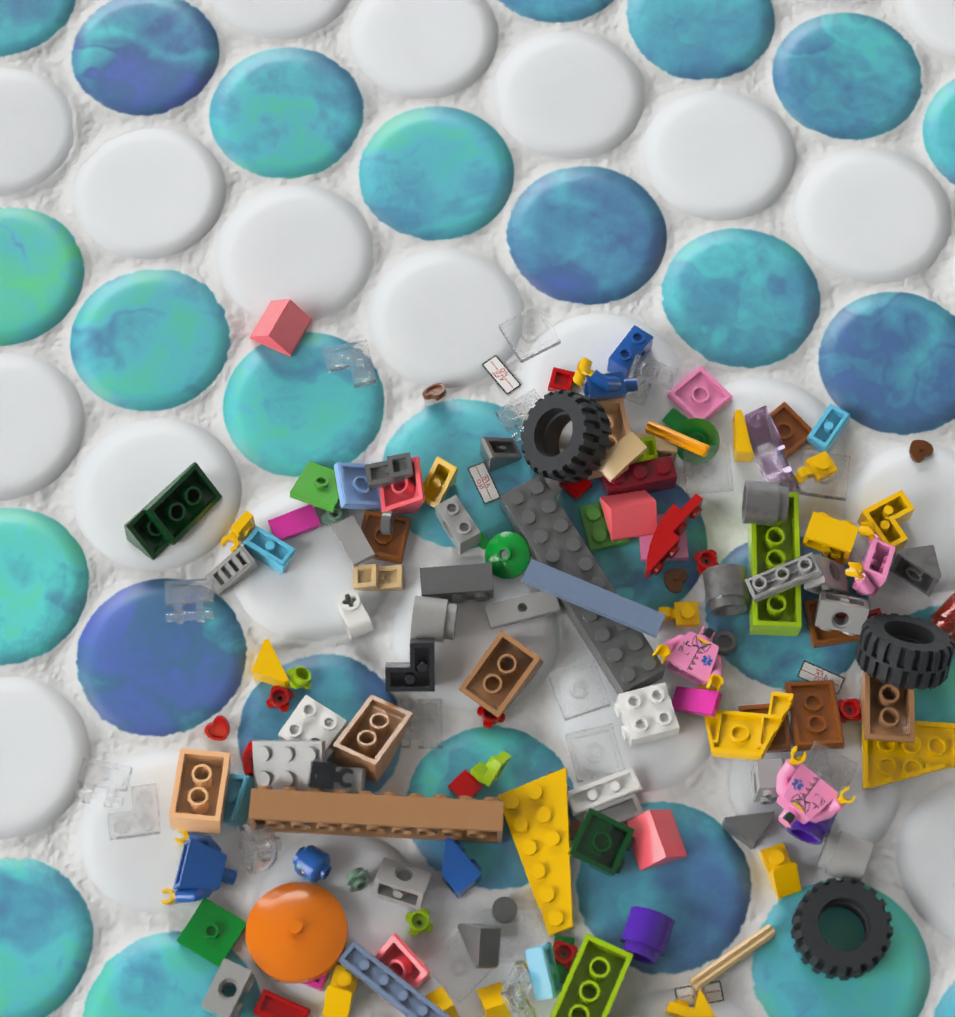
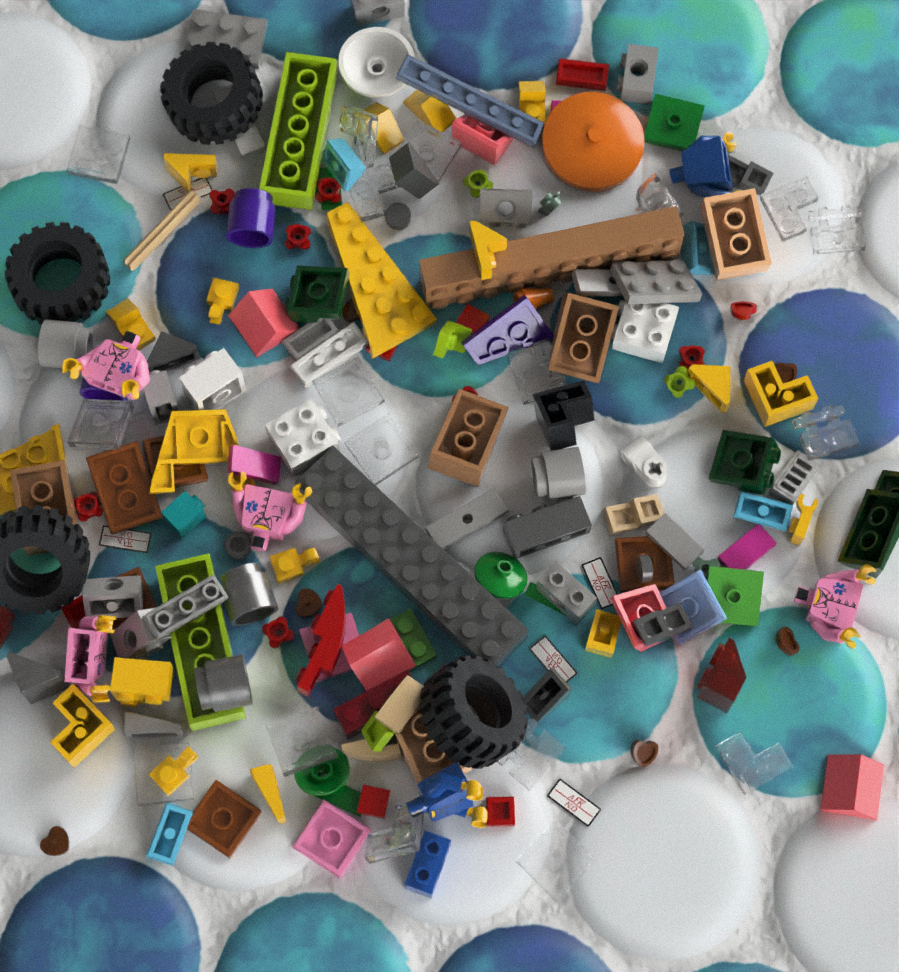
camera: 165 degrees right, 5 degrees up
(162, 856) = (749, 176): none -> dark grey slope
(204, 661) = (786, 371): none -> reddish brown piece
(220, 632) = (778, 400): none -> yellow brick
(241, 456) = (835, 604): none -> bright pink torso
(247, 759) = (695, 306): red arm -> none
(269, 591) = (745, 461): none -> dark green plate
(290, 443) = (786, 641): none -> reddish brown piece
(312, 863) = (600, 203): blue head -> none
(325, 774) = (615, 270): black plate -> none
(356, 420) = (723, 682): none -> clear red slope
(405, 787) = (537, 296): none -> orange cone
(424, 533) = (600, 582): none -> white sticker
(431, 764) = (509, 330): none -> wing
(439, 822) = (485, 243): none -> yellow slope
(458, 871) = (450, 233): blue slope -> none
(593, 598) = (391, 531): sand blue tile -> none
(611, 910) = (298, 230): none -> red plate
(660, 412) = (373, 801): none -> red tile
(673, 976) = (217, 196): none -> red plate
(677, 438) = (344, 759): light orange axle -> none
(689, 874) = (221, 297): none -> yellow plate
(717, 780) = (213, 382): none -> white brick
(766, 677) = (184, 513): none -> teal brick
(768, 449) = (235, 774): clear purple slope -> none
(835, 510) = (144, 726): none -> light grey slope

